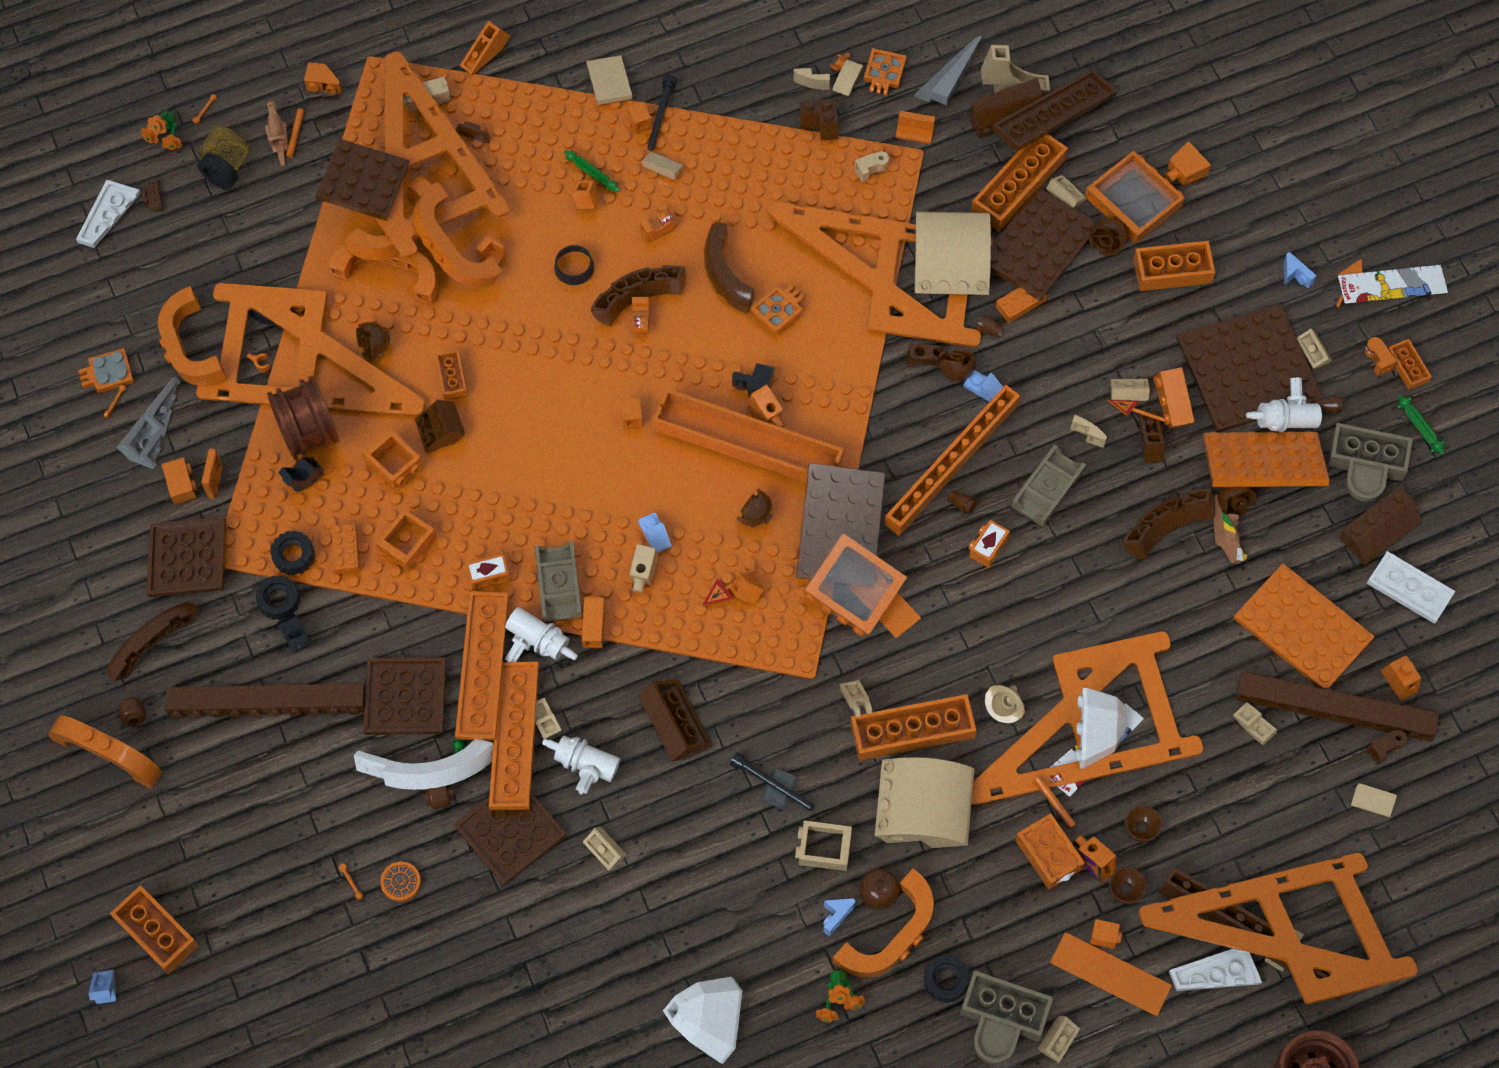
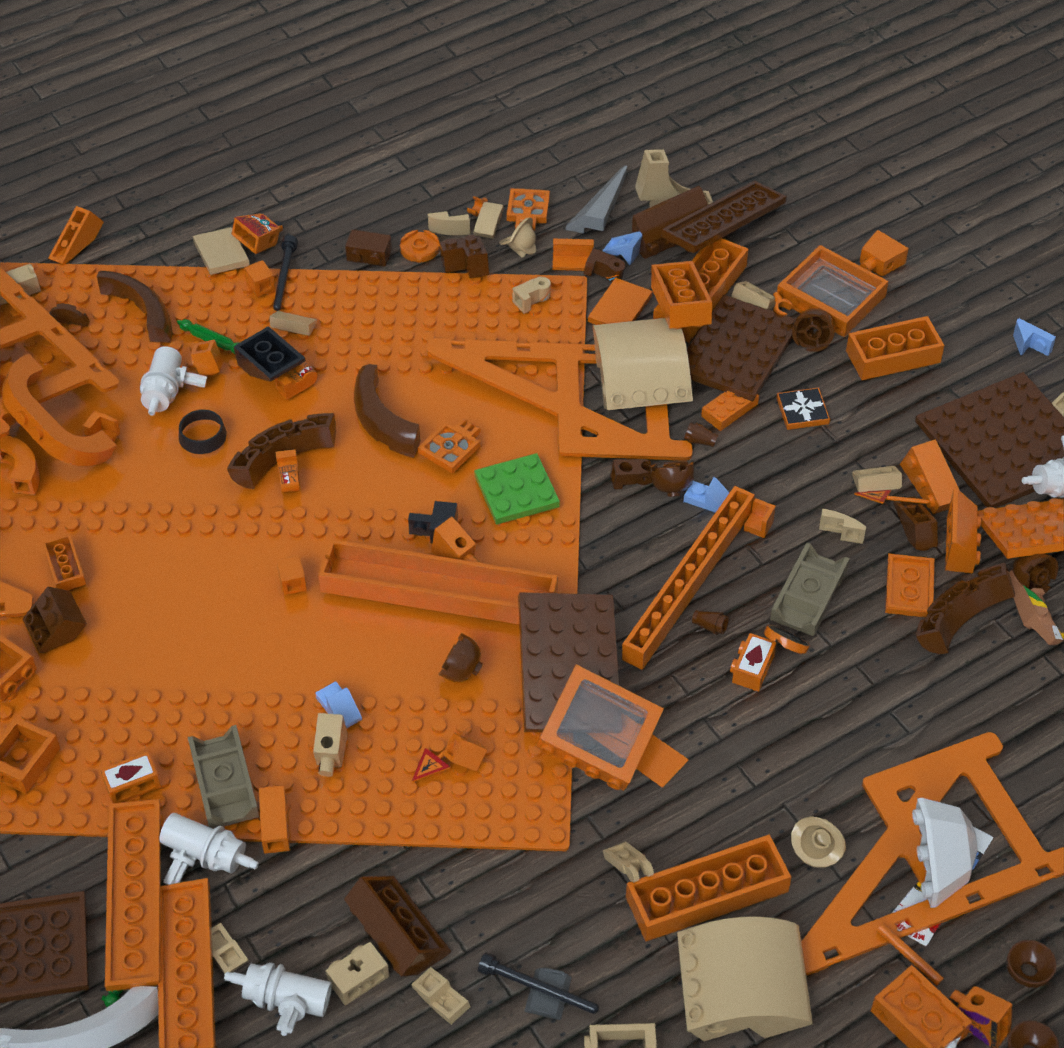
camera: 10 degrees left, 15 degrees down
(524, 109) = (124, 286): none -> reddish brown brick
(544, 215) = (164, 379): none -> white piece
(634, 760) = (357, 972): none -> tan brick
(636, 202) = (267, 355): none -> black slope
(642, 65) = (256, 231): none -> orange torso
(699, 779) = (440, 996): none -> tan slope
(737, 95) = (368, 247): none -> reddish brown brick
(783, 97) = (419, 246): none -> orange tile
(826, 357) = (516, 488): none -> bright green plate
(872, 106) = (522, 239): none -> tan helmet
(941, 143) = (604, 265): none -> reddish brown leg
(947, 185) = (620, 303): none -> orange tile
(962, 125) = (625, 245): none -> light blue slope
(996, 195) = (681, 294): none -> orange brick
(1020, 529) = (786, 639): none -> orange tile
(1022, 414) = (760, 518): none -> orange panel
(1082, 312) = (803, 408): none -> tile
(1086, 202) = (780, 302): none -> orange piece
(1132, 492) = (909, 585): none -> orange tile
(1186, 455) = (962, 534): none -> orange slope

